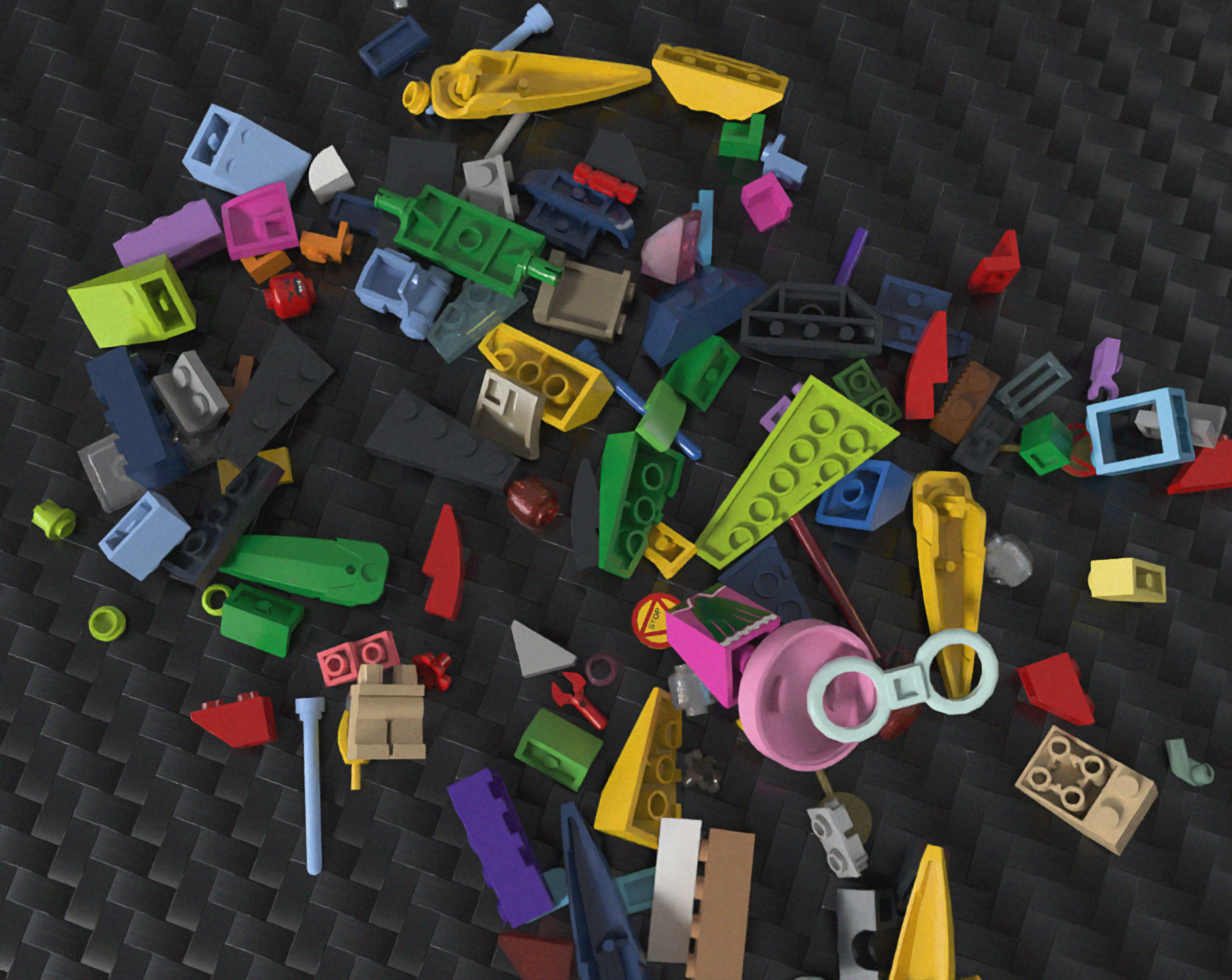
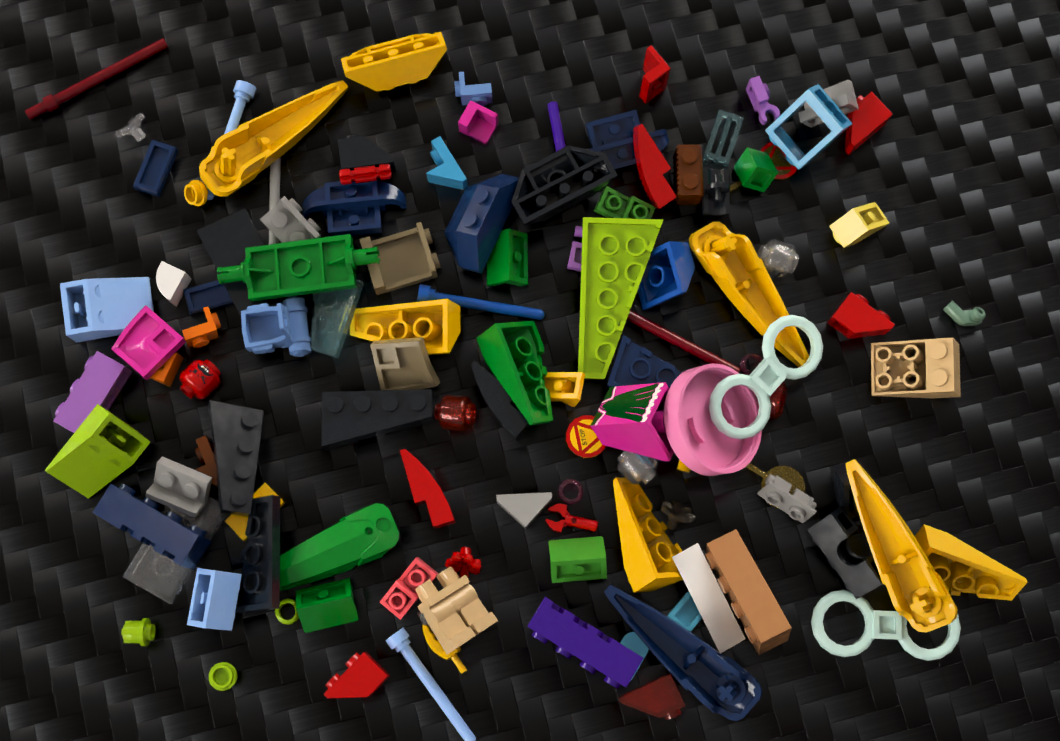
camera: 40 degrees left, 0 degrees up
(663, 416) = (505, 303): bright green slope -> none
(673, 249) = (440, 192): clear pink slope -> none
(742, 139) = (434, 90): green panel -> none

